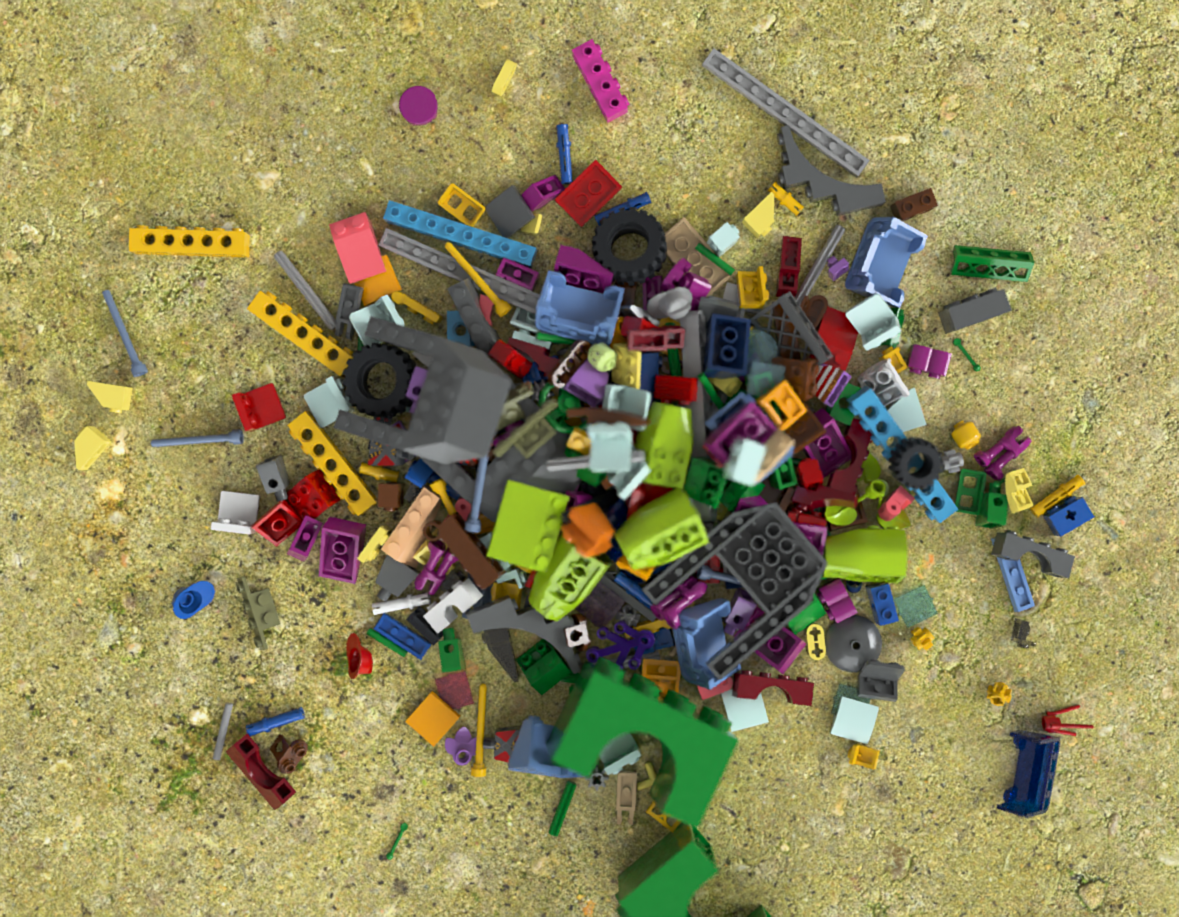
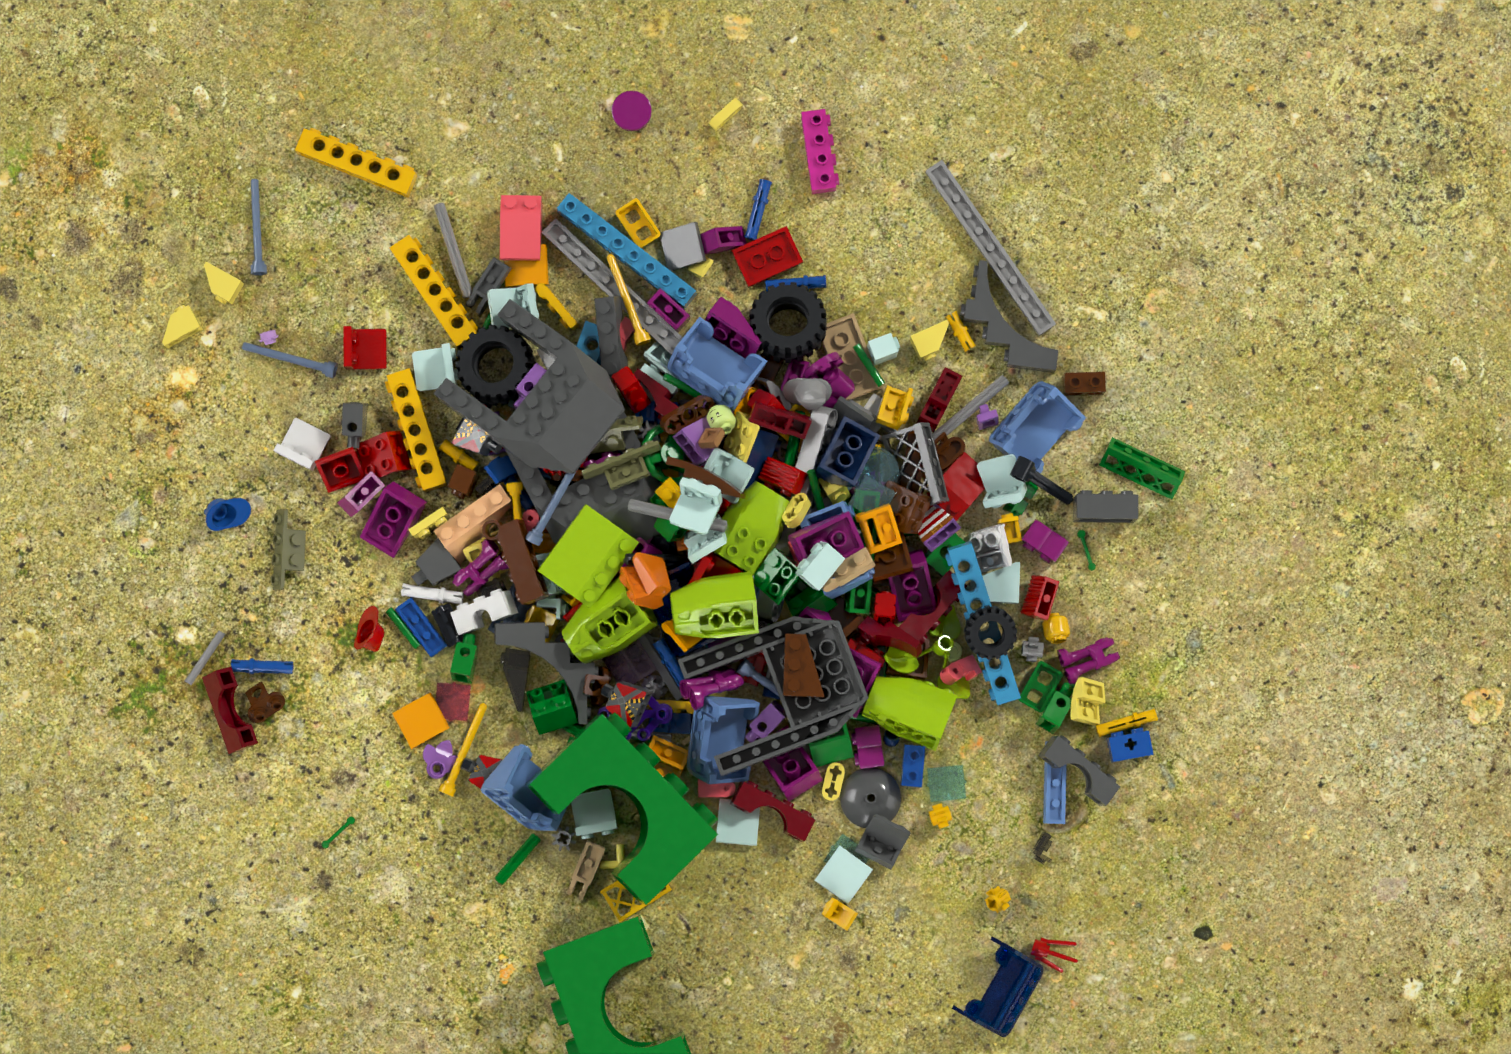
camera: 15 degrees right, 5 degrees down
(171, 427) = (268, 337): none -> lavender plate
(600, 377) = (711, 438): none -> medium nougat plate
(609, 640) = (627, 701): none -> torso
(700, 414) = (796, 510): none -> light yellow beam
(756, 559) = (799, 668): none -> reddish brown wing
(895, 304) = (1025, 471): none -> black axle
(942, 412) = (1040, 597): none -> red brick

